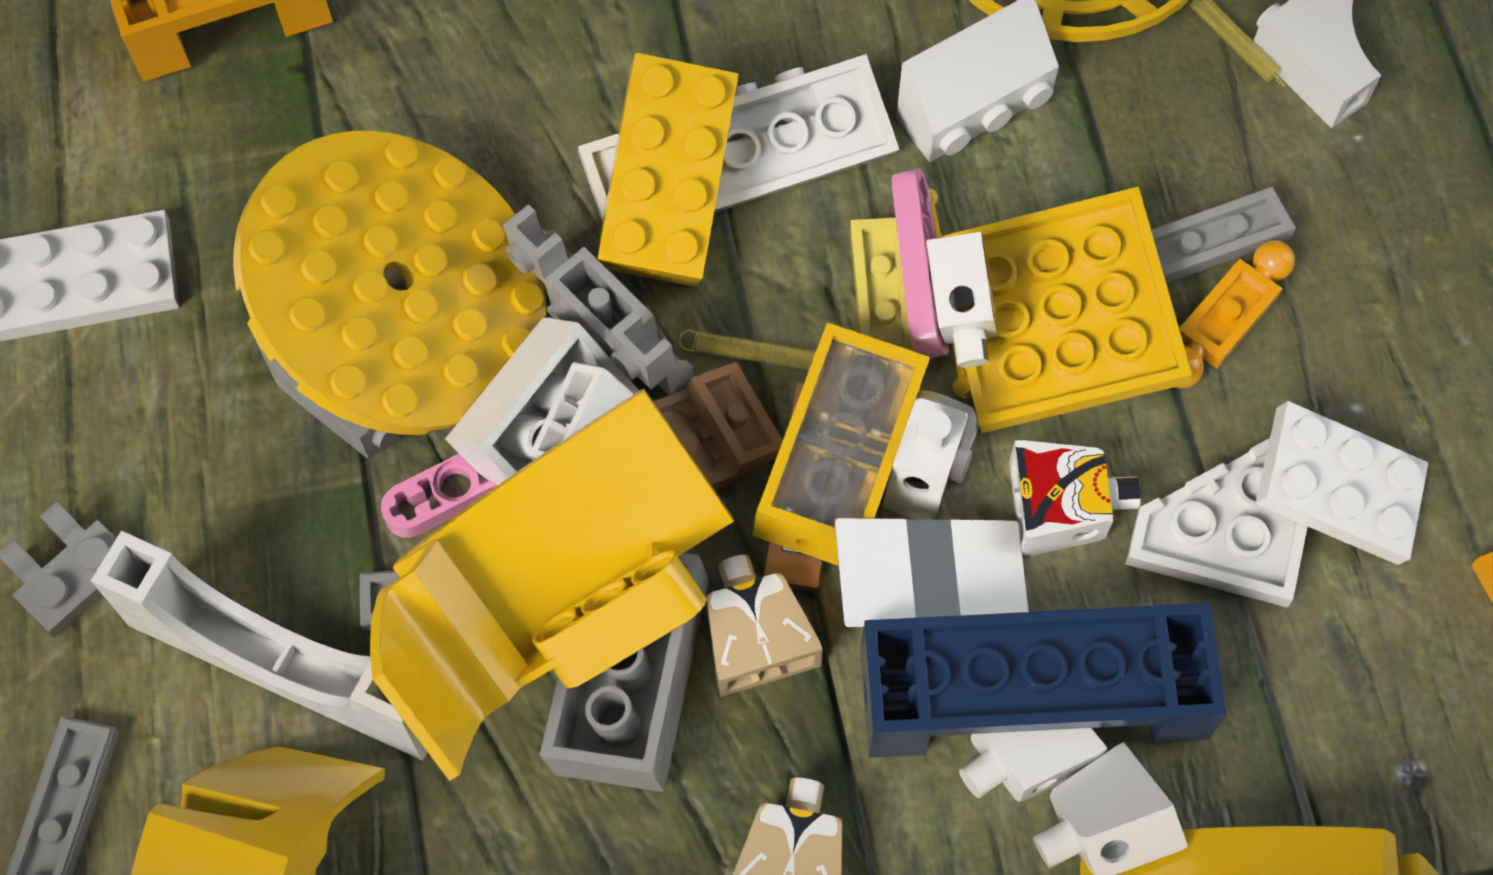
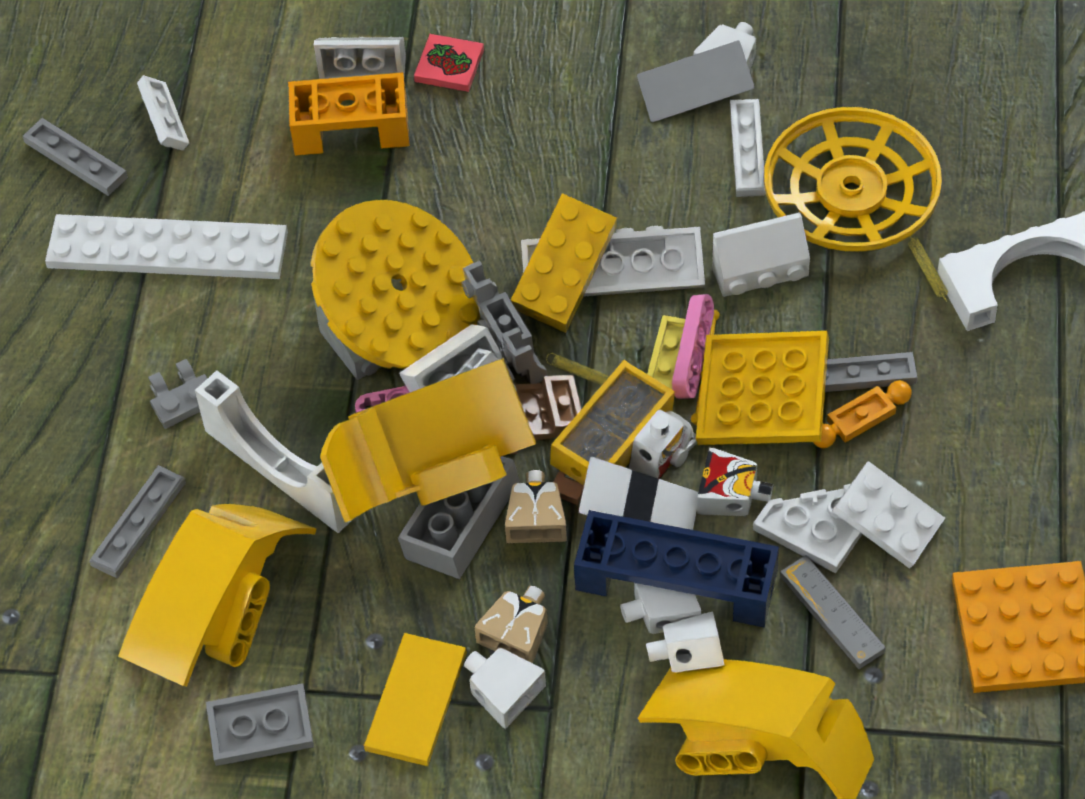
camera: 20 degrees right, 10 degrees down
(963, 281) = (705, 363): white torso -> none
(1312, 682) = (832, 612): none -> light grey tile

